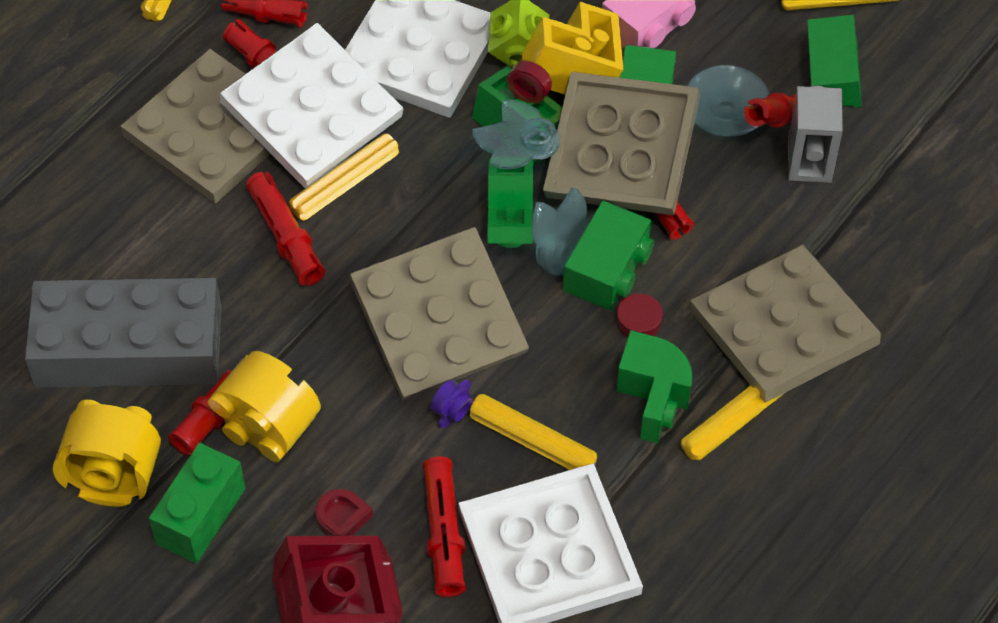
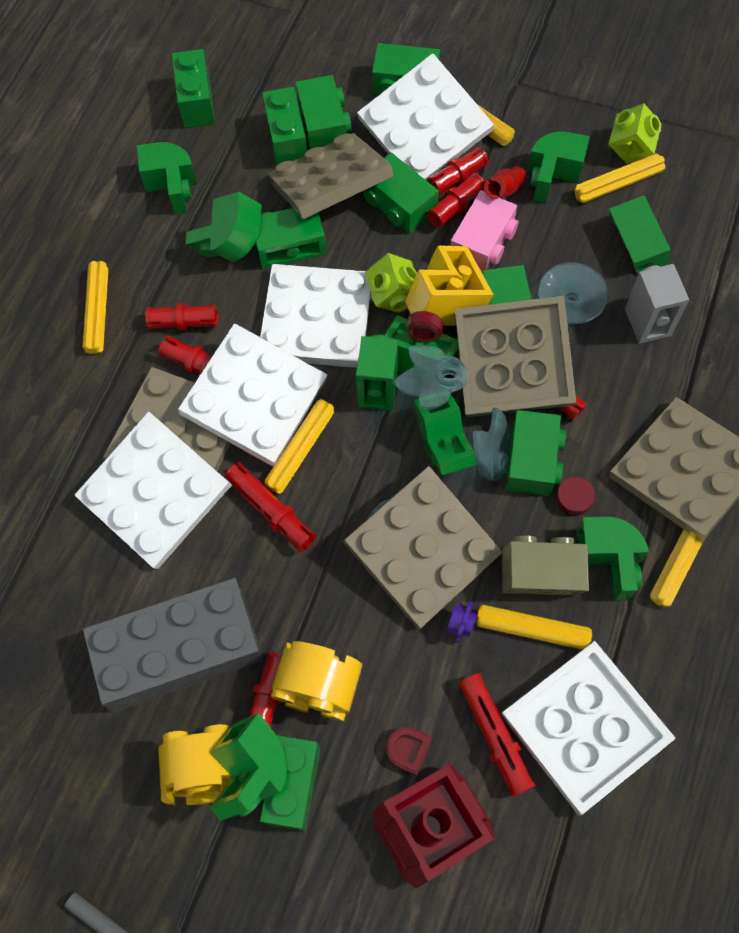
camera: 15 degrees left, 10 degrees up
(162, 172) = (153, 490): none -> white plate
(162, 449) = (254, 762): none -> green brick
(452, 114) = (377, 372): none -> green brick
(567, 372) = (544, 567): none -> olive brick
(773, 110) = (617, 291): red pin -> none

